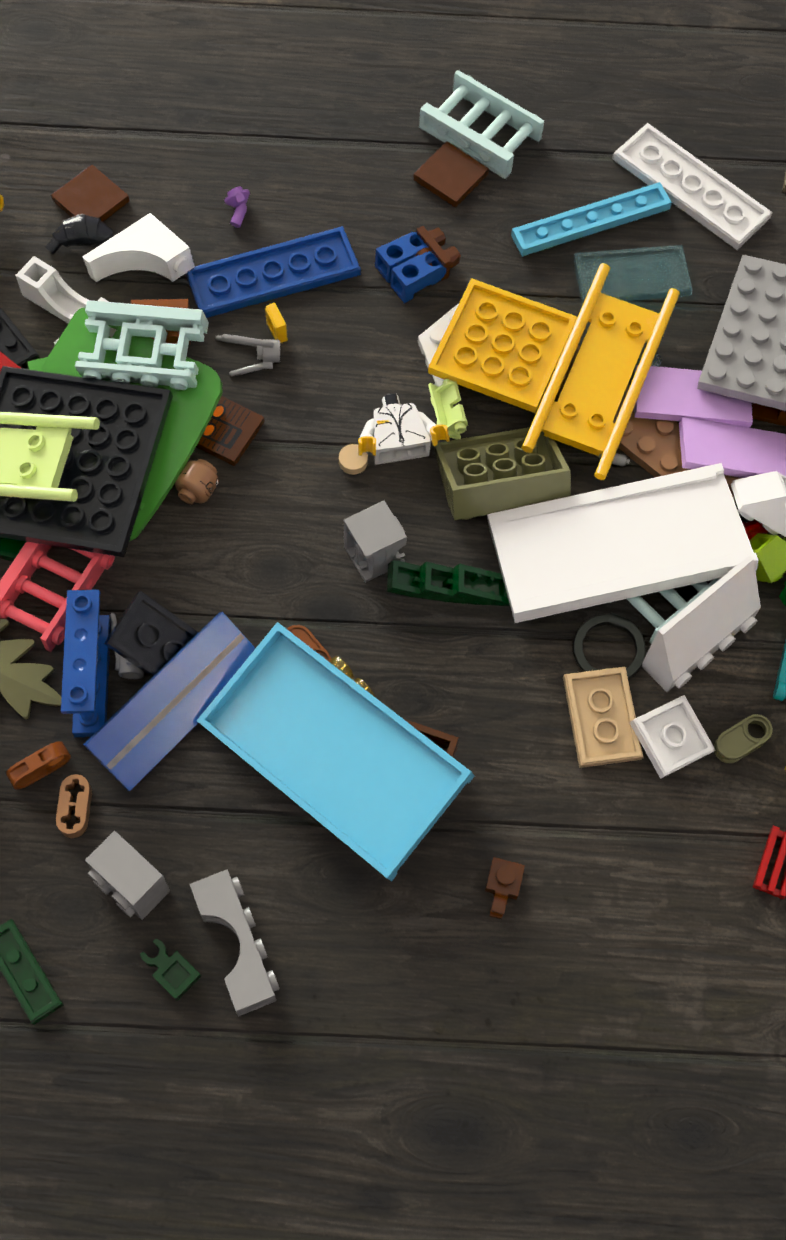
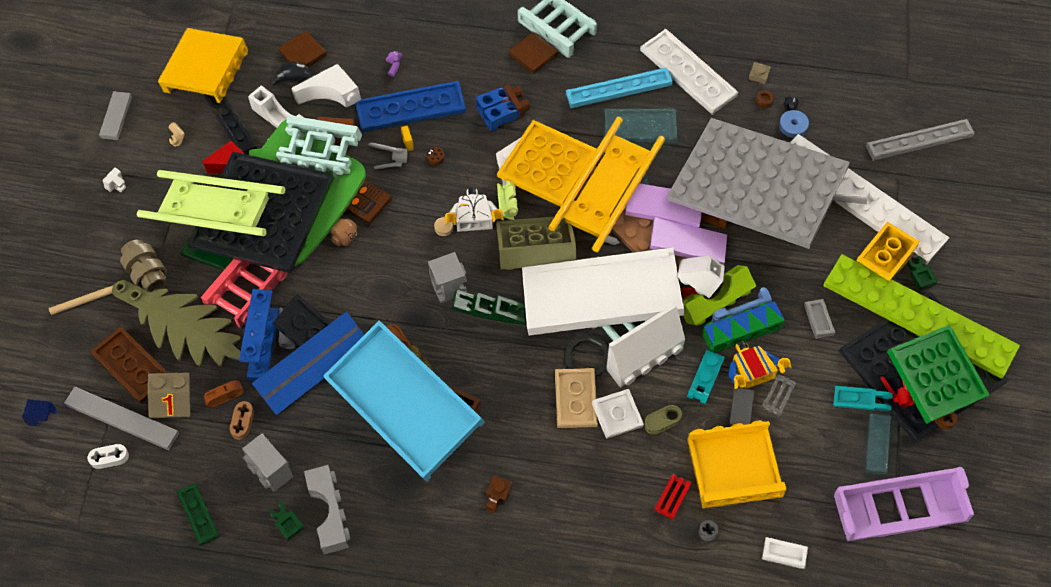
camera: 10 degrees right, 5 degrees down
(323, 347) = (435, 156): none -> reddish brown tile

